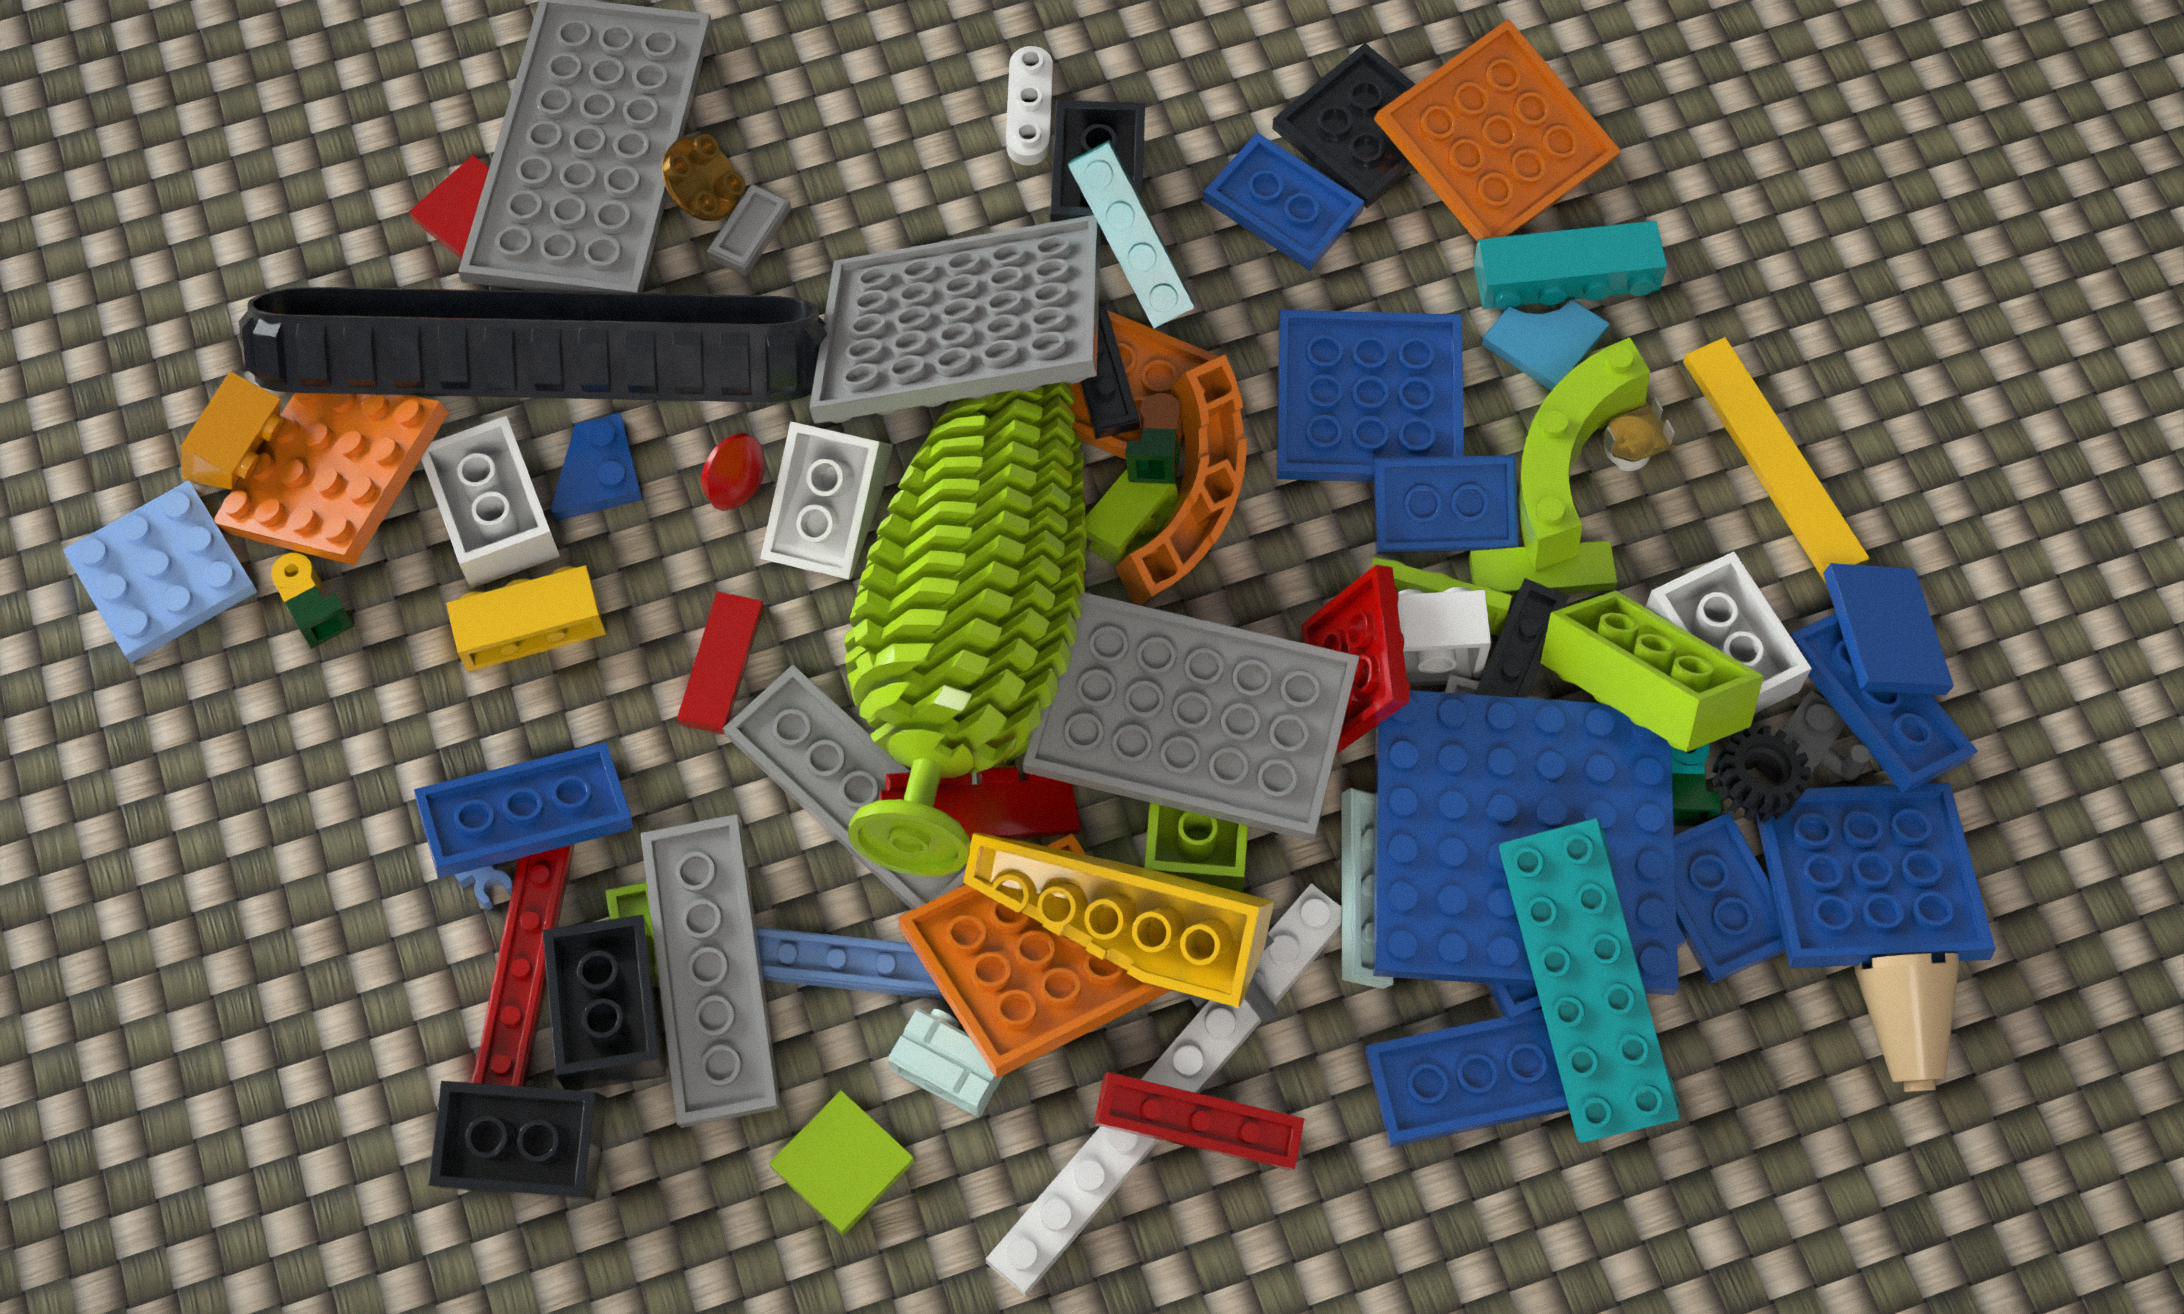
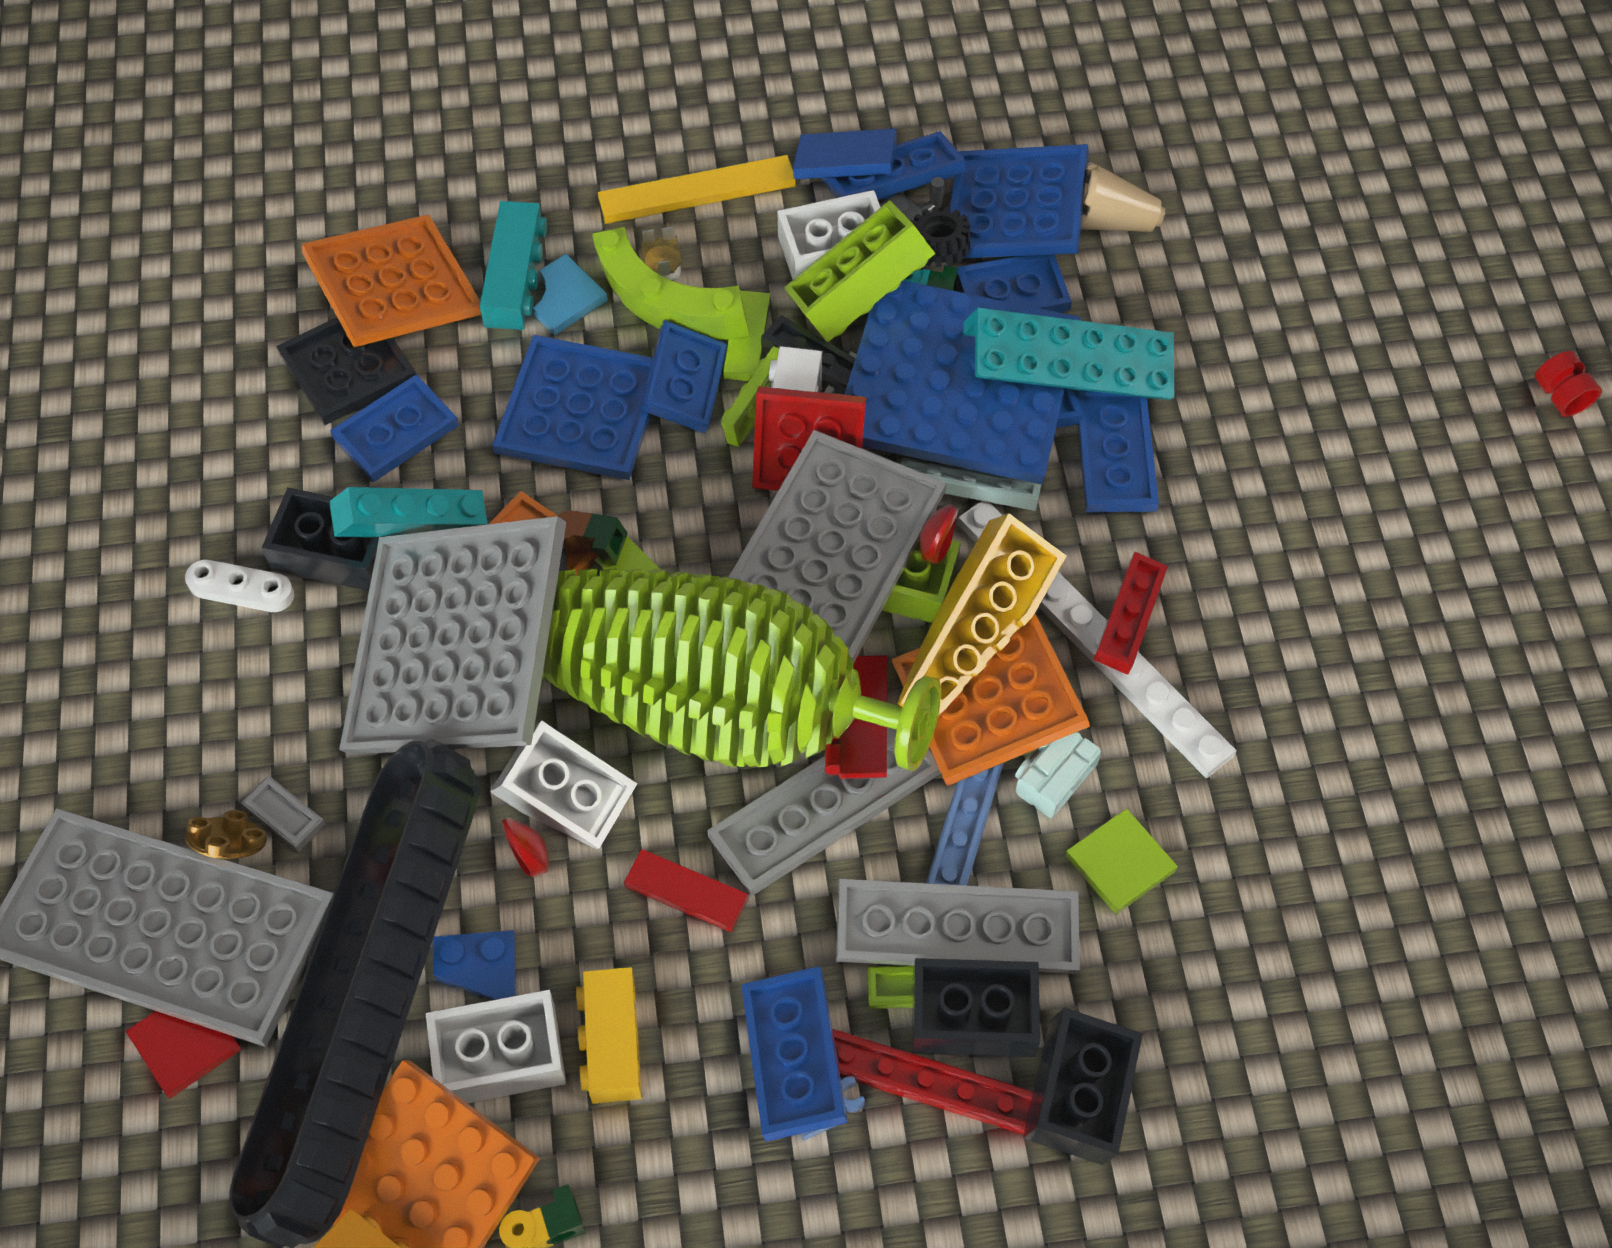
camera: 80 degrees left, 5 degrees down
(1209, 486) = (647, 516): orange brick -> none
(1225, 837) = (938, 534): none -> red hat

